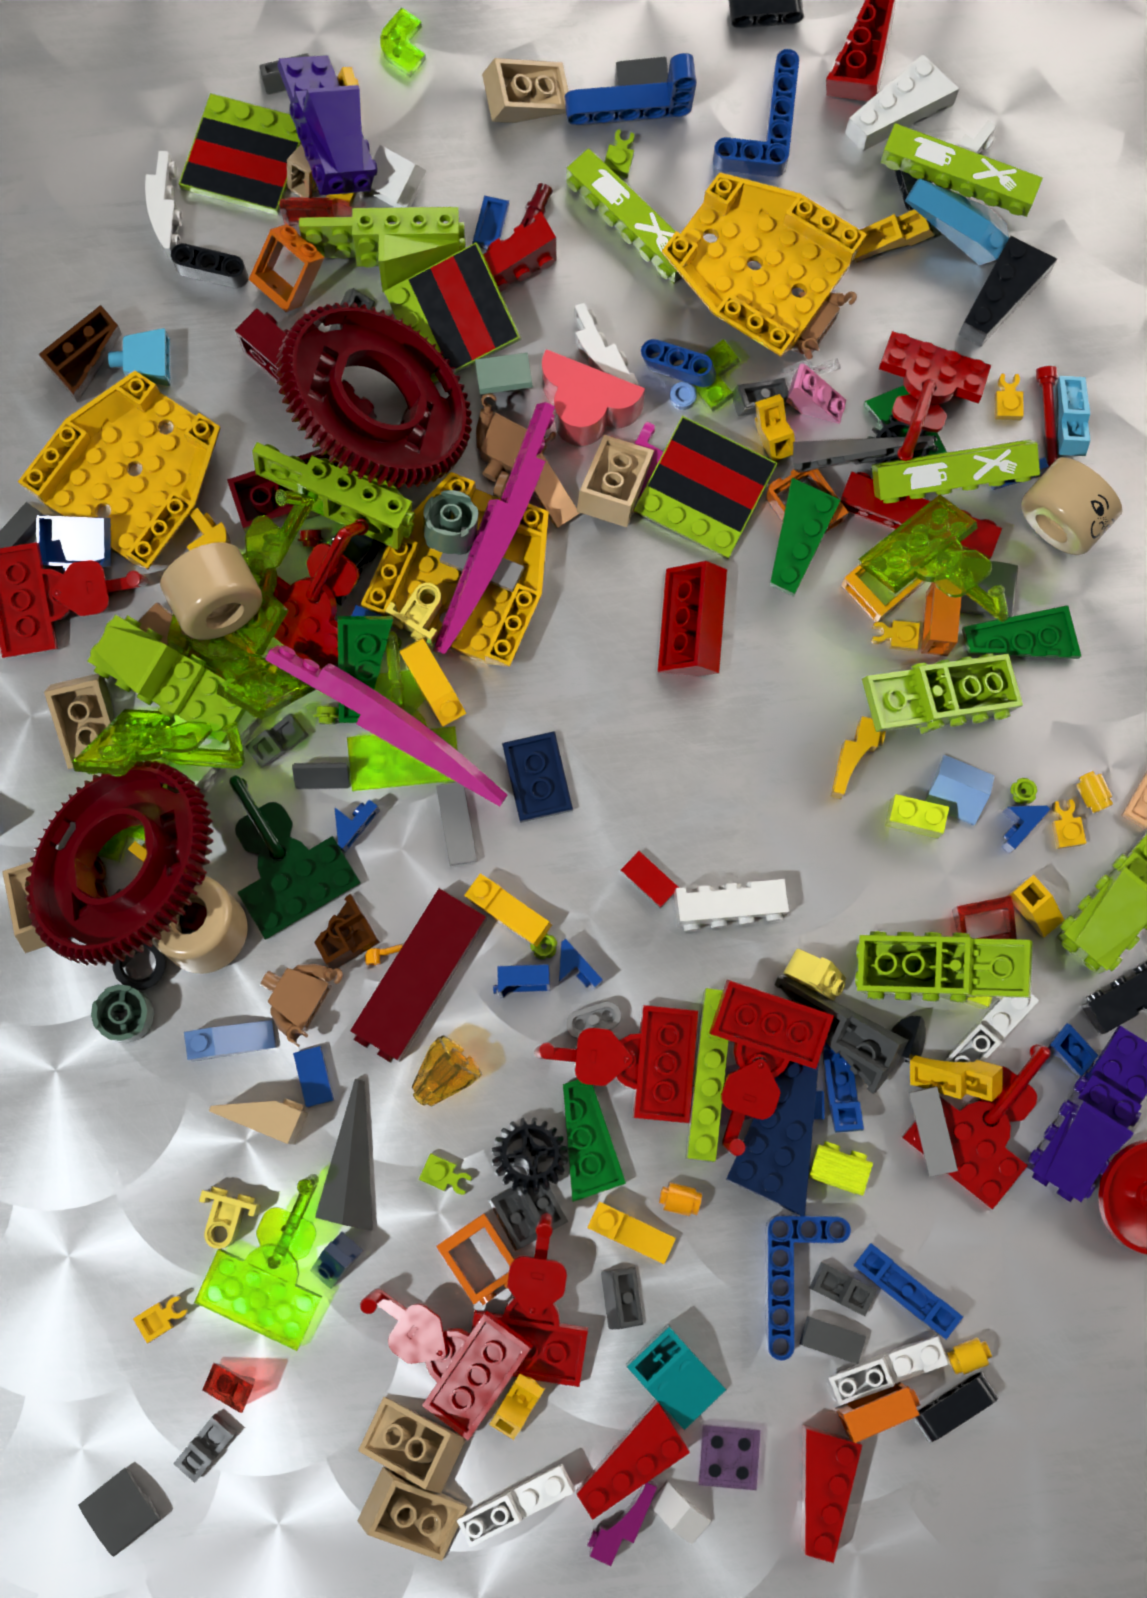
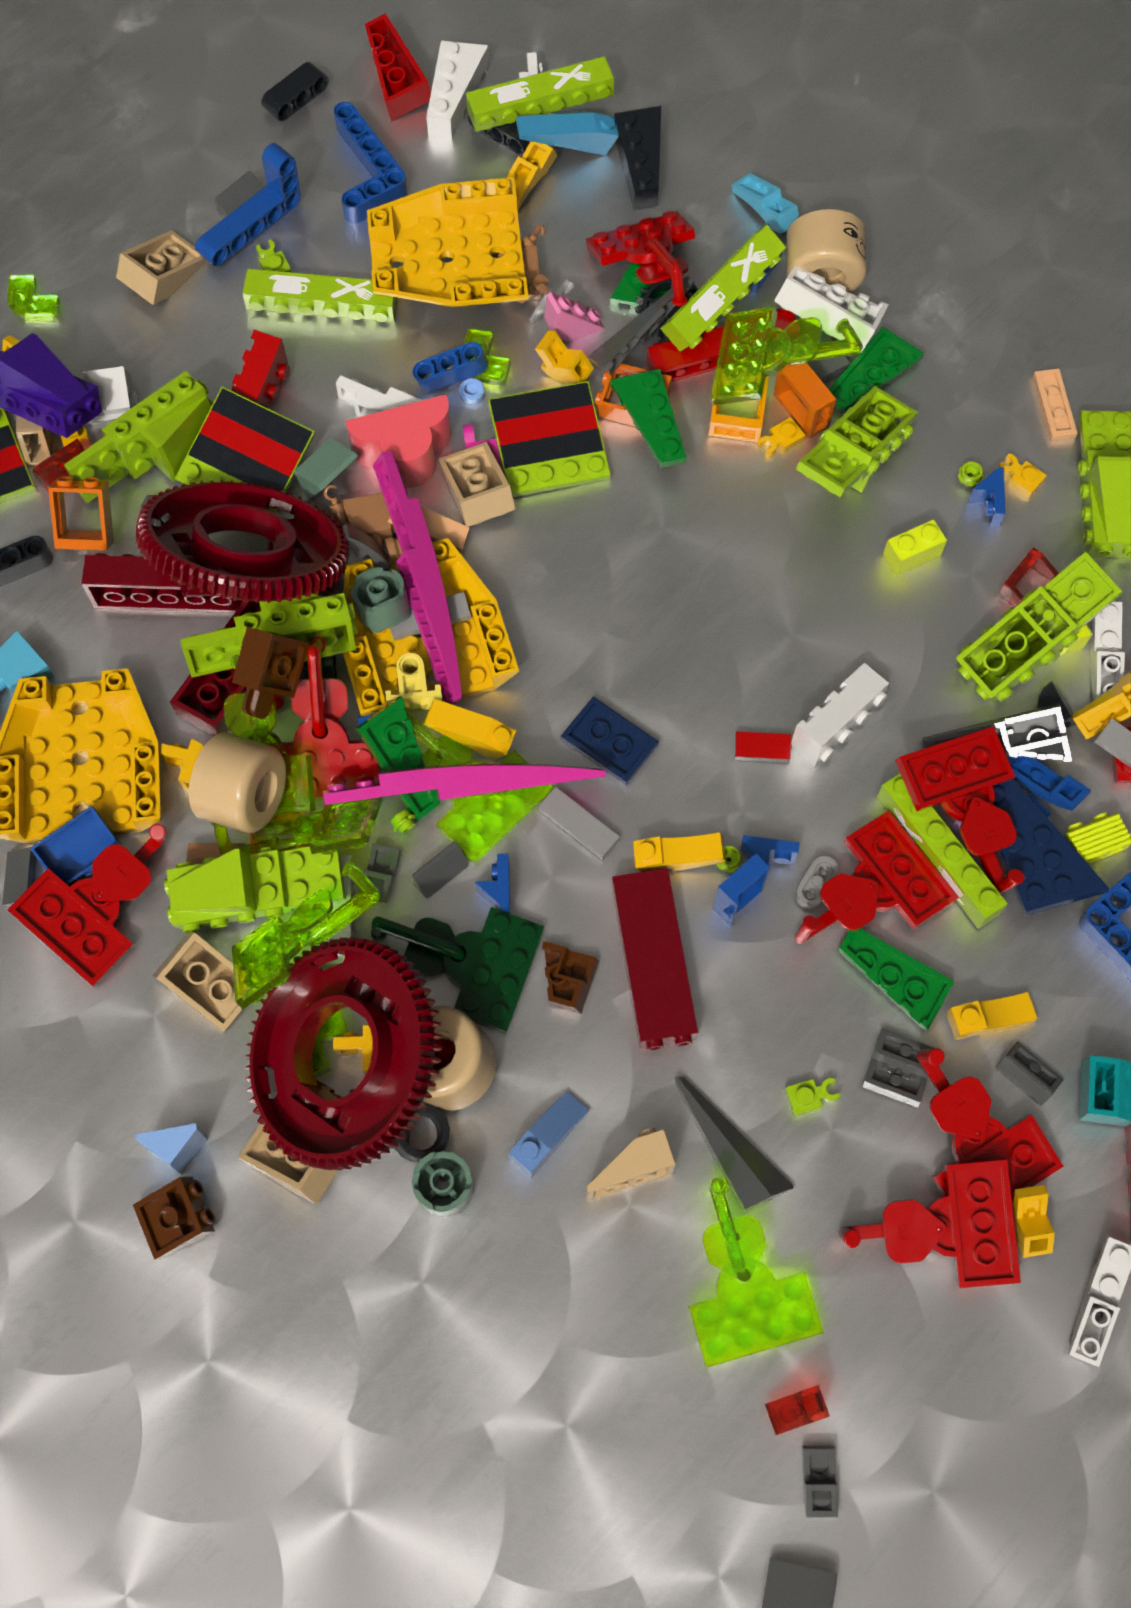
camera: 40 degrees left, 10 degrees down
(156, 1320) = (687, 1411): yellow plate -> none
(227, 1213) = (668, 1272): light yellow pin -> none
(298, 996) = (574, 1051): medium nougat torso -> none
(299, 520) = (267, 667): none -> reddish brown brick
(313, 1076) = (639, 1106): blue tile -> none
(336, 1260) = (789, 1232): dark blue brick -> none
(373, 955) = (604, 975): light orange hand -> none
(410, 1515) = (1029, 1383): tan slope -> none
(412, 1445) = (979, 1327): tan slope -> none
(444, 1072) = (742, 1015): clear yellow cone -> none
(444, 1248) = (868, 1127): orange window -> none
(476, 465) = (365, 545): none -> dark grey slope
(490, 221) = (213, 373): blue tile -> none
(537, 203) = (241, 340): dark red pin -> none
(540, 1153) = (867, 1030): black gear -> none
(680, 1199) = (1004, 959): light orange brick -> none
(692, 619) = (624, 537): red slope -> none
(747, 394) = (523, 354): dark grey slope -> none
(816, 974) = (947, 713): light yellow pin -> none
(851, 752) = (827, 522): yellow slope -> none
(961, 789) = (927, 503): light blue slope -> none
(1008, 401) = (710, 227): yellow plate -> none
(1033, 557) = (811, 297): none -> white wedge
(1037, 905) = (1055, 540): yellow slope -> none
(1046, 378) = (724, 192): red piece -> none
(1094, 792) = (1019, 436): yellow brick -> none

